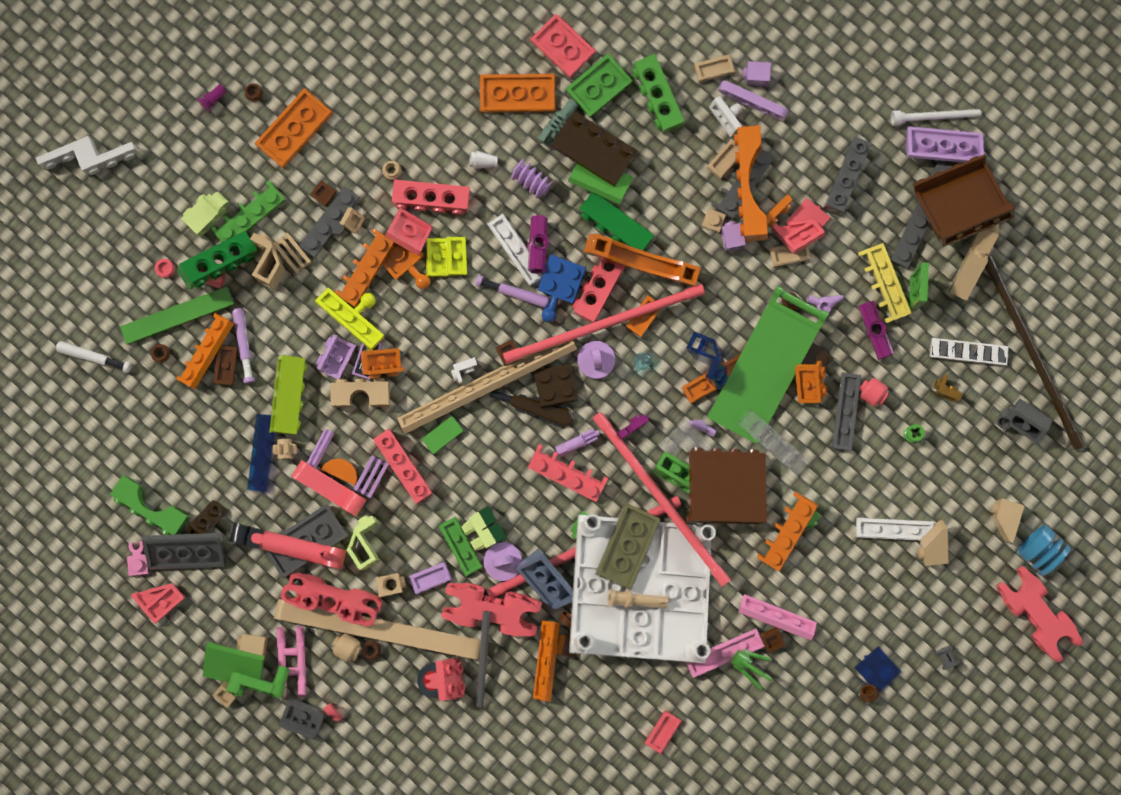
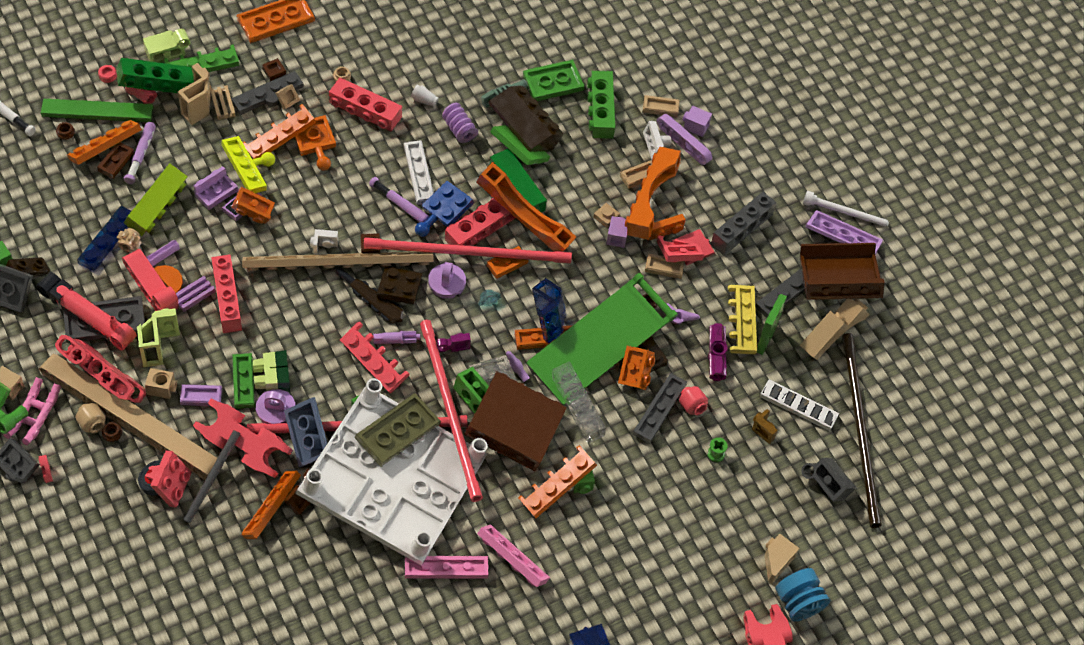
camera: 15 degrees right, 25 degrees down
(343, 392) = (207, 218): tan arch -> none
(408, 231) = (331, 118): coral plate -> none
(442, 435) = (276, 286): bright green tile -> none
(446, 256) = (354, 154): neon yellow slope -> none
(517, 93) = (480, 62): orange tile -> none
(537, 254) = (439, 171): magenta piece -> none
(563, 46) = (536, 44): coral tile -> none
(628, 599) = (375, 470): tan pin -> none
(662, 732) = (351, 615): coral tile -> none
(730, 203) = (664, 192): dark grey hinge -> none
(742, 660) = (461, 575): bright green plant -> none
(772, 640) = (498, 573): reddish brown plate -> none
(892, 529) = (663, 527): white tile -> none
(934, 545) = (695, 551): tan slope -> none

